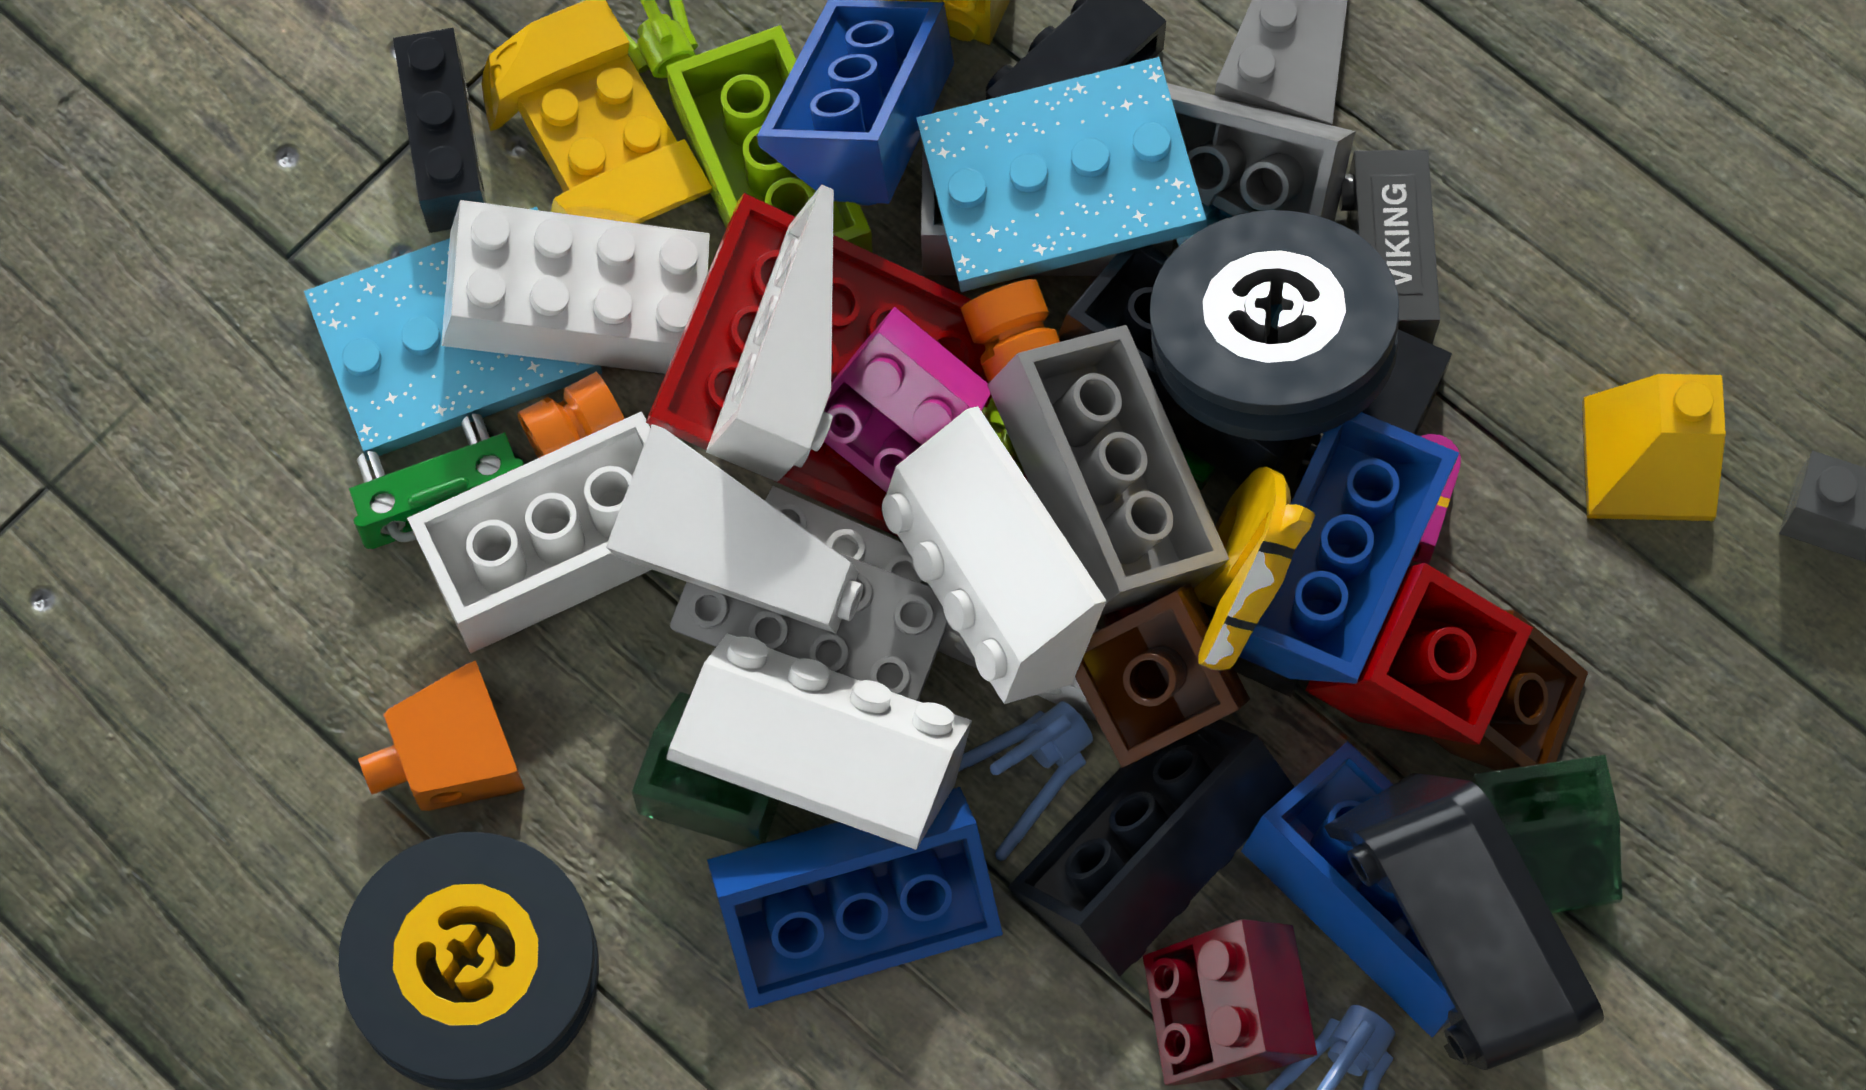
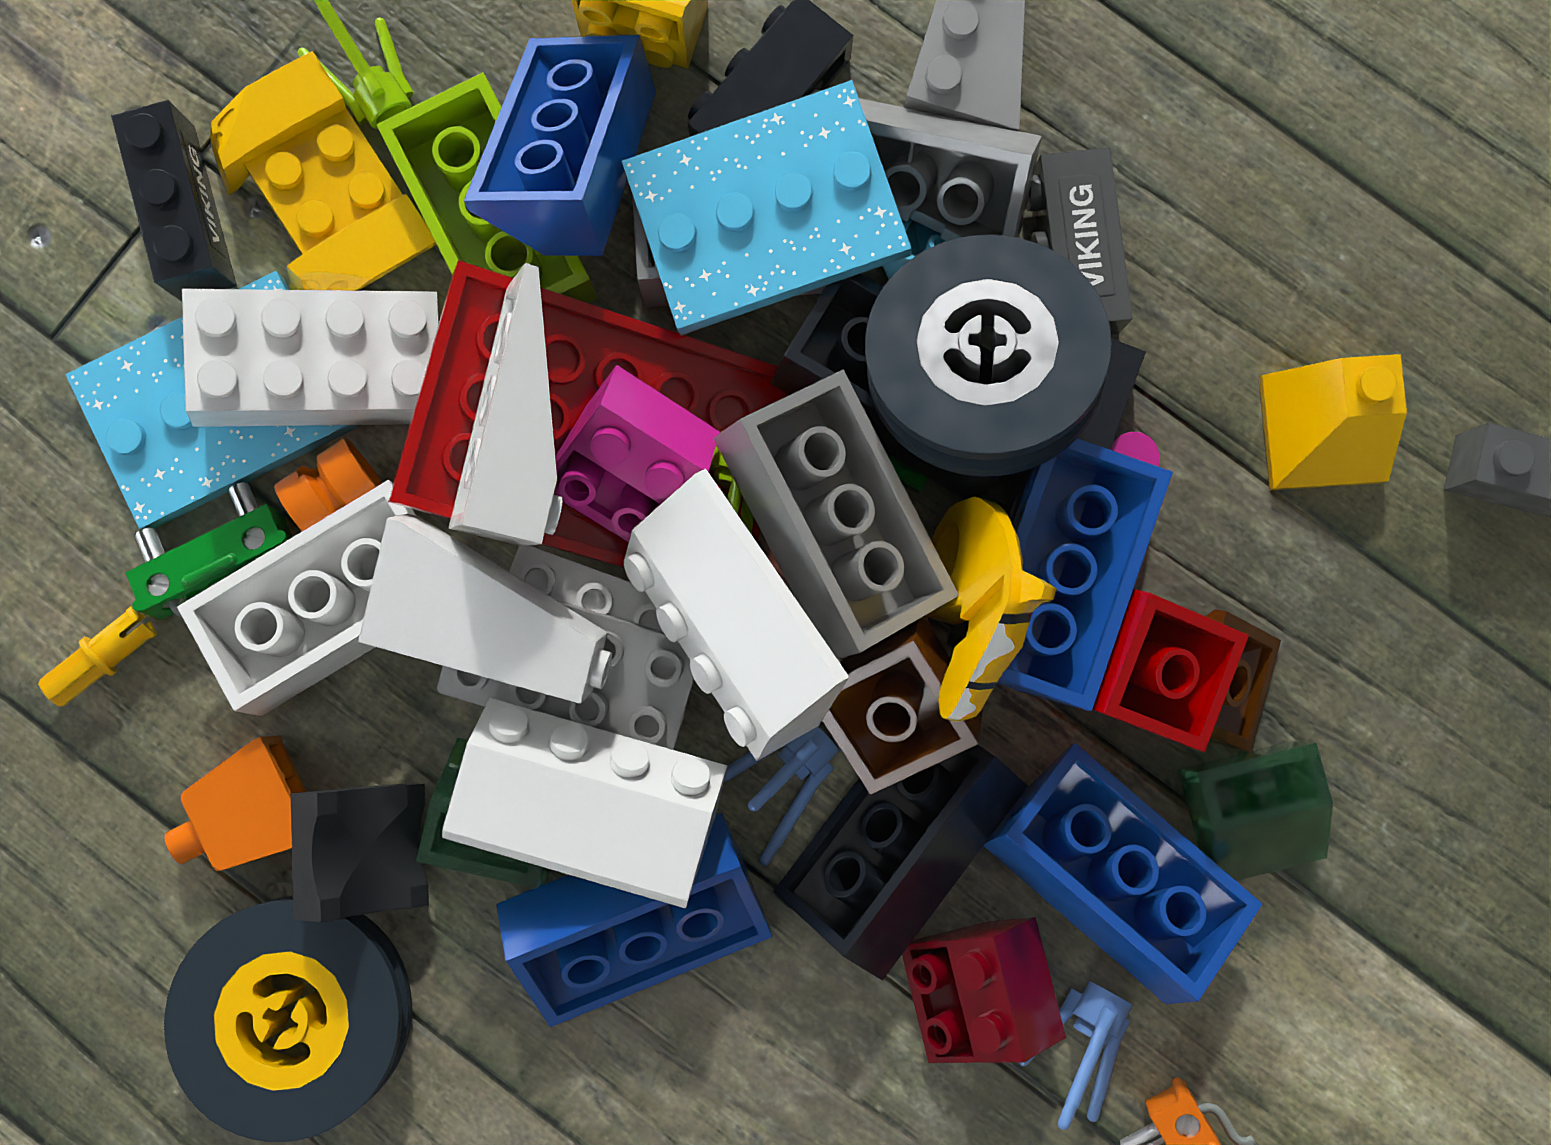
camera: 10 degrees left, 15 degrees up
(303, 576) = (96, 657): none -> yellow axle
(567, 785) = (357, 851): none -> black brick
(1008, 323) = (734, 375): orange wheel -> none
(1474, 915) = (1209, 927): black windscreen -> none

